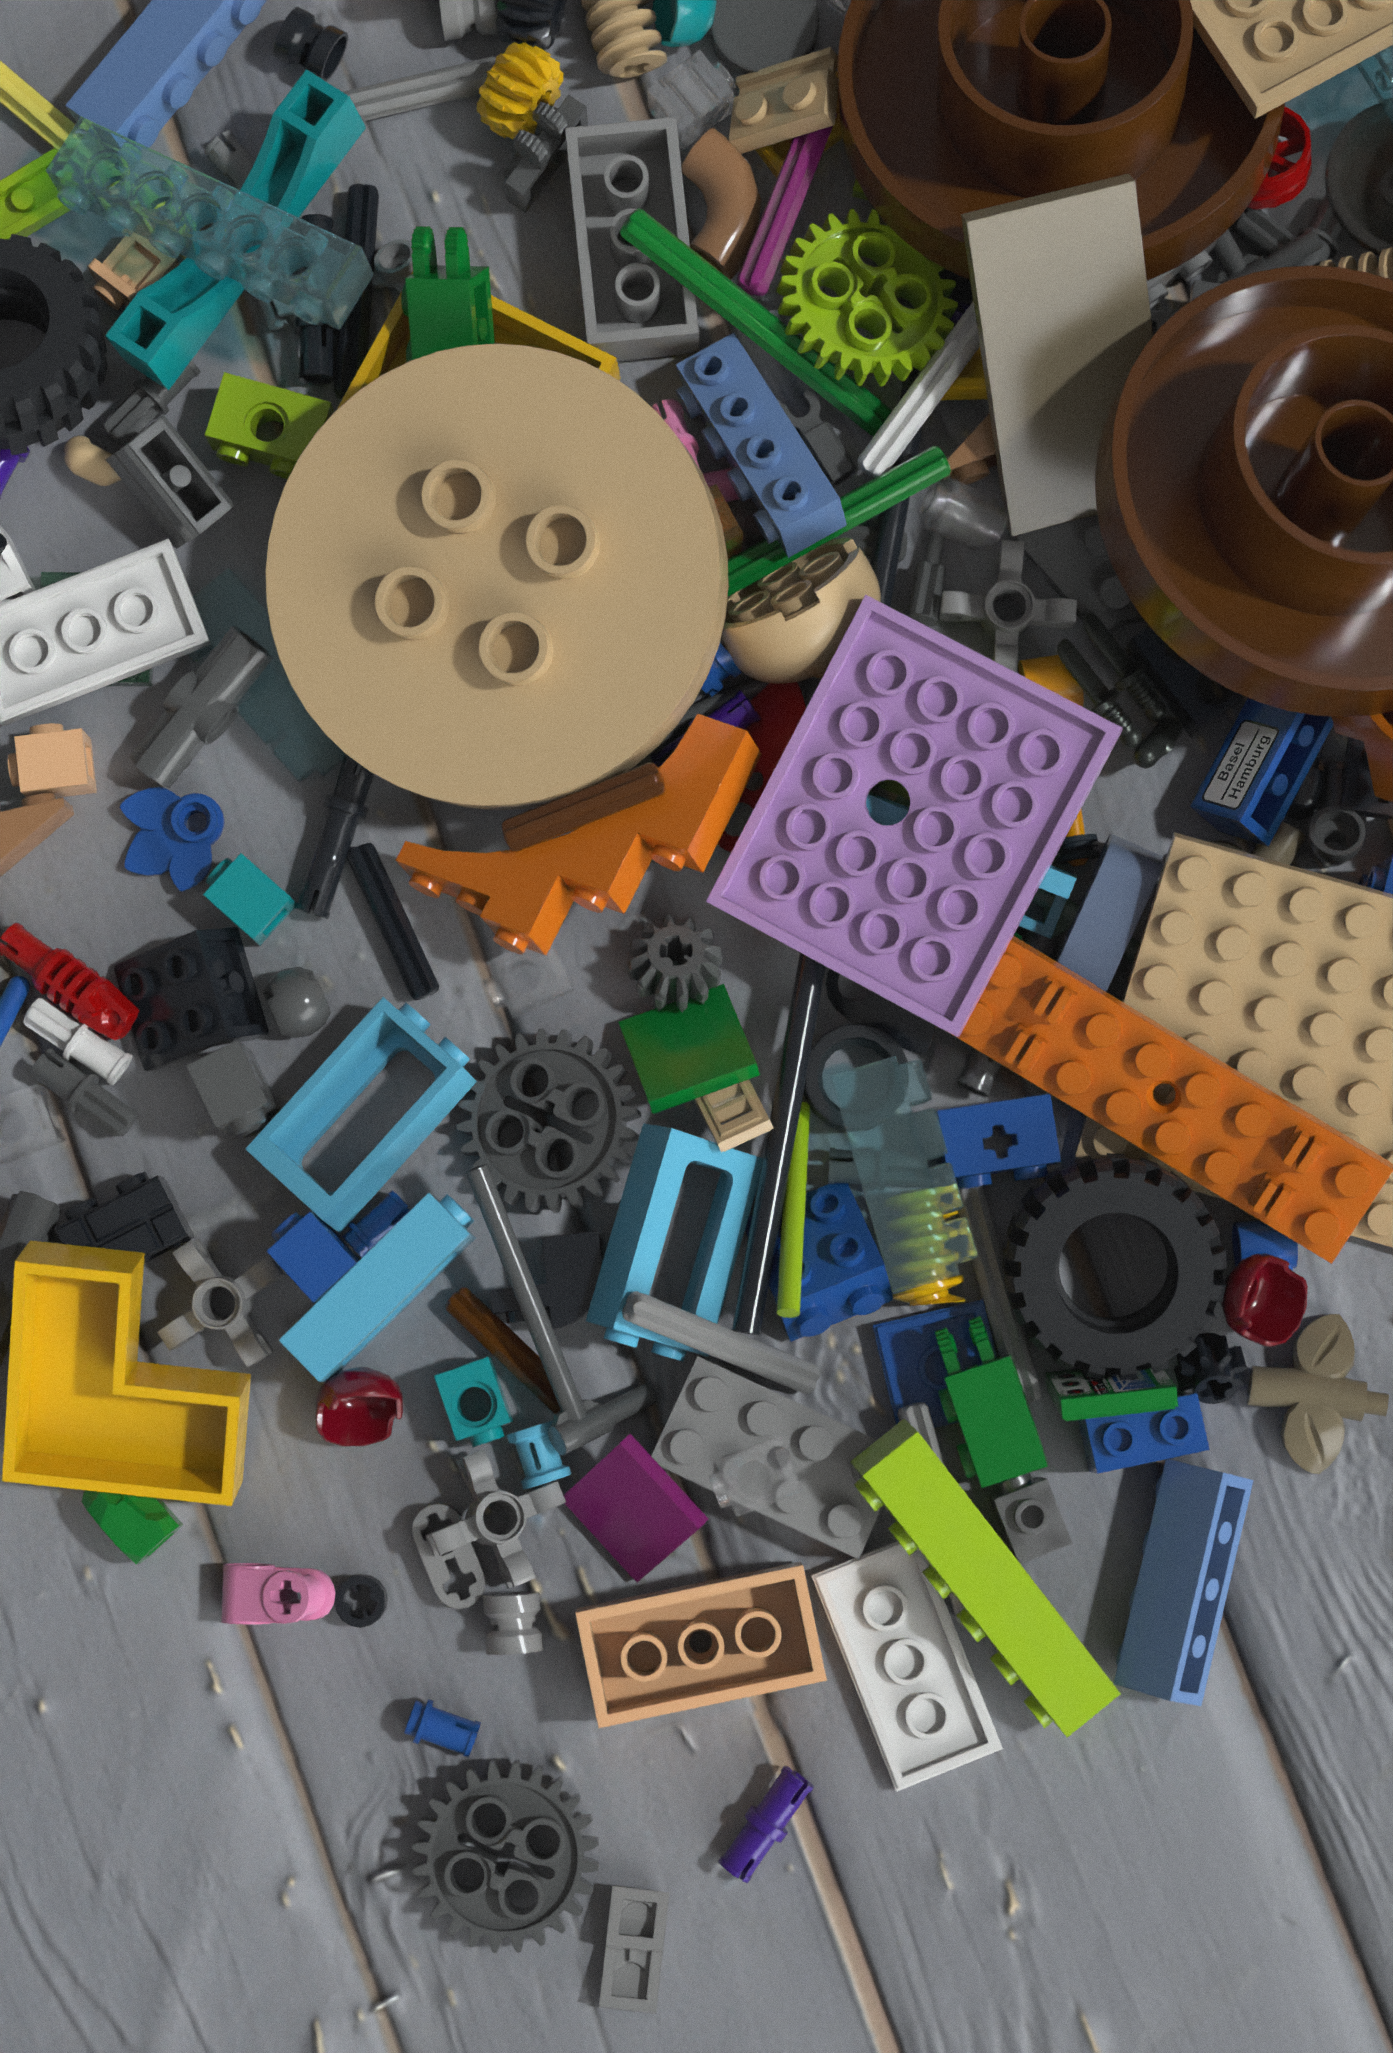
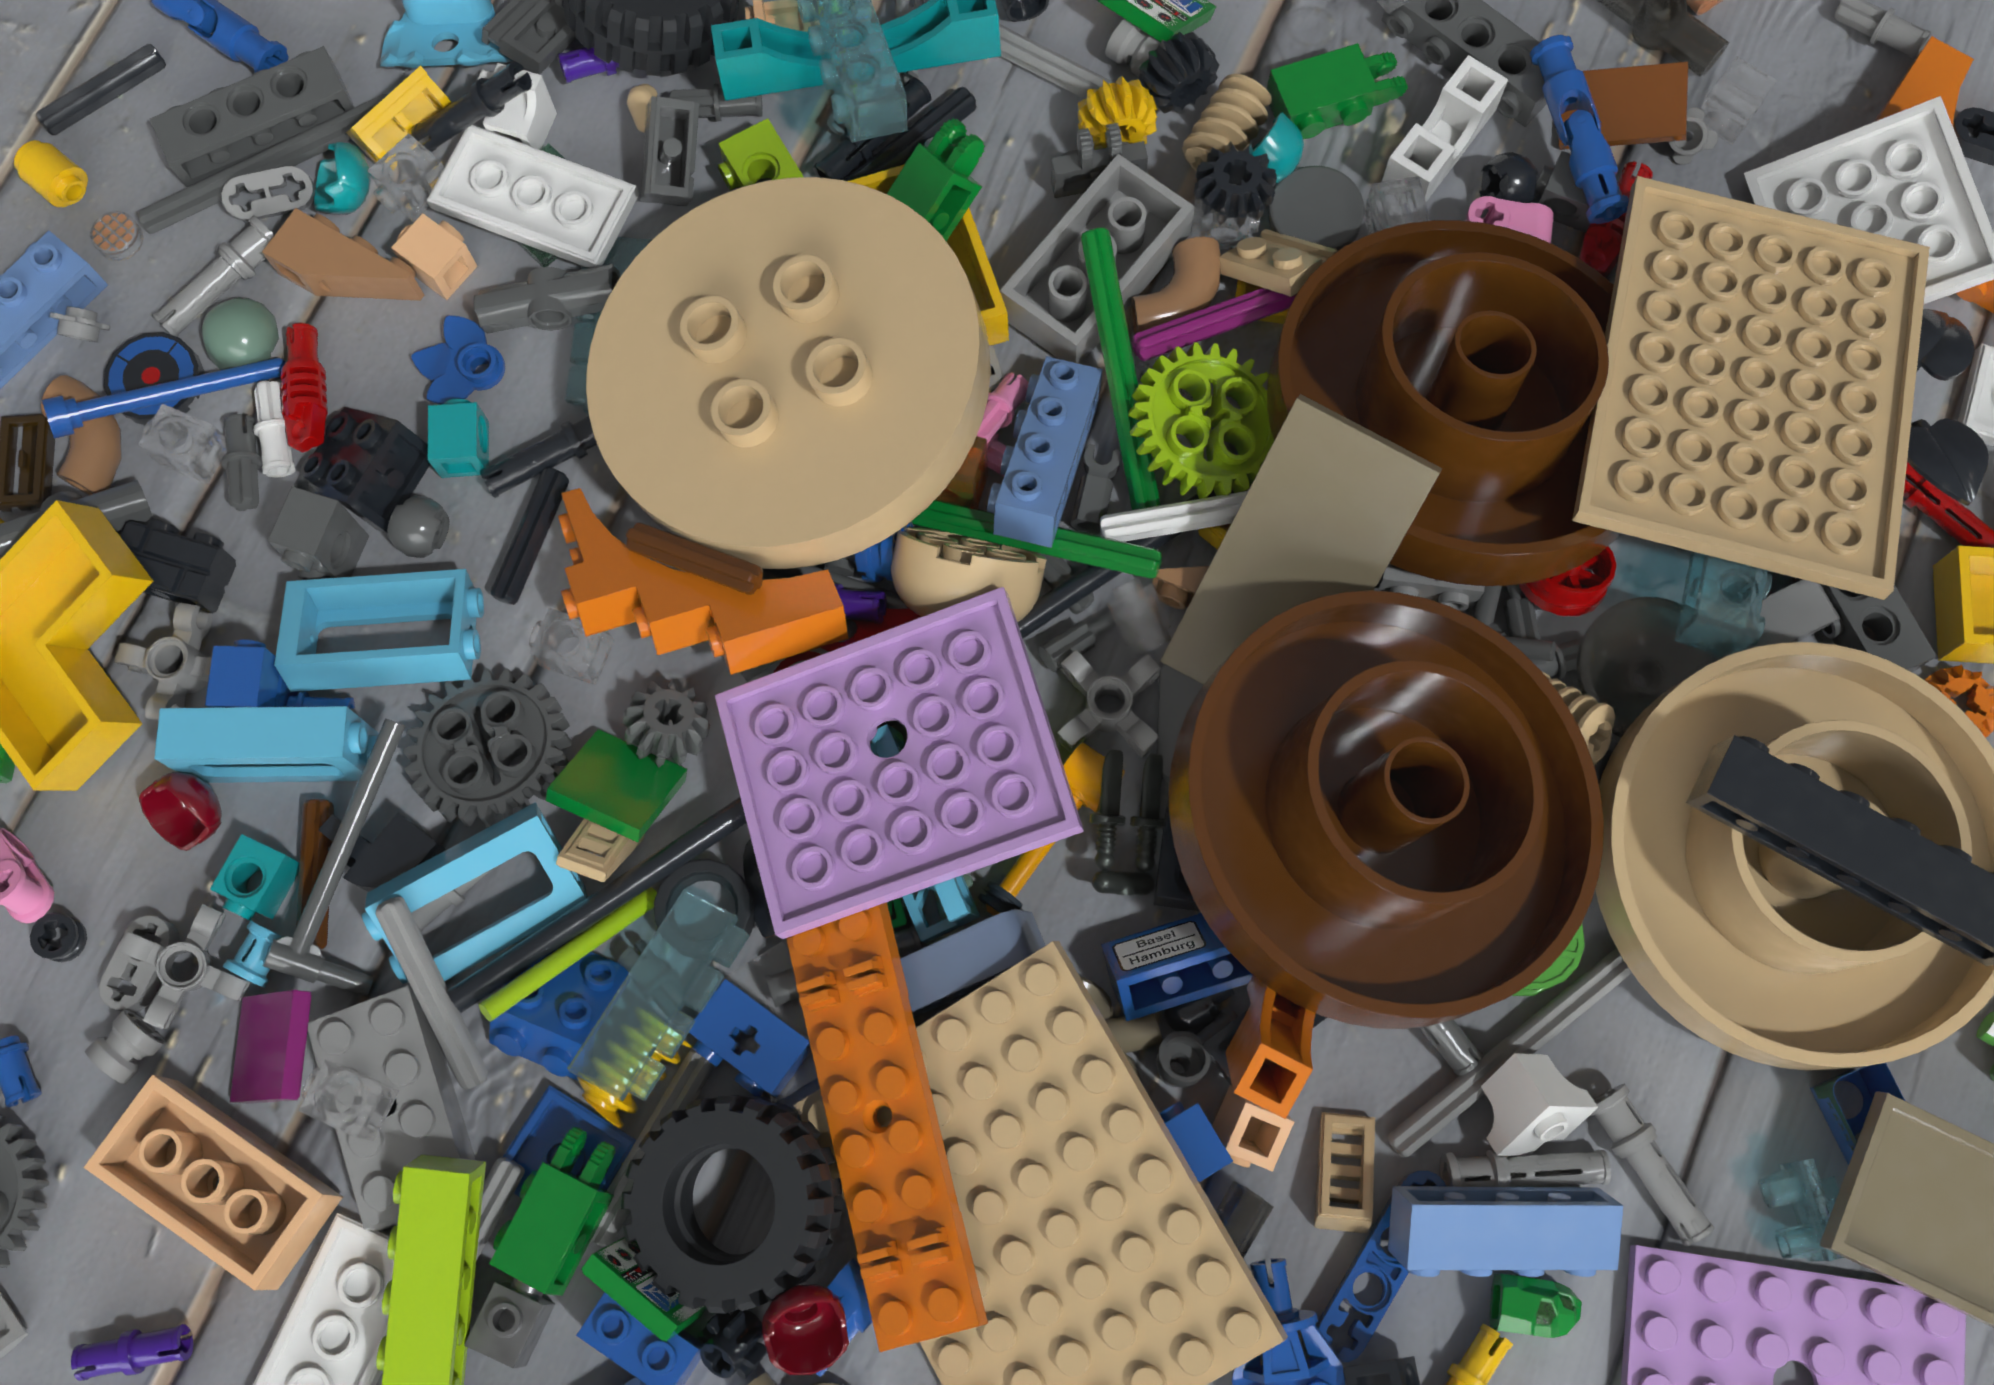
camera: 50 degrees right, 10 degrees down
(680, 80) = (1253, 184): none -> black gear

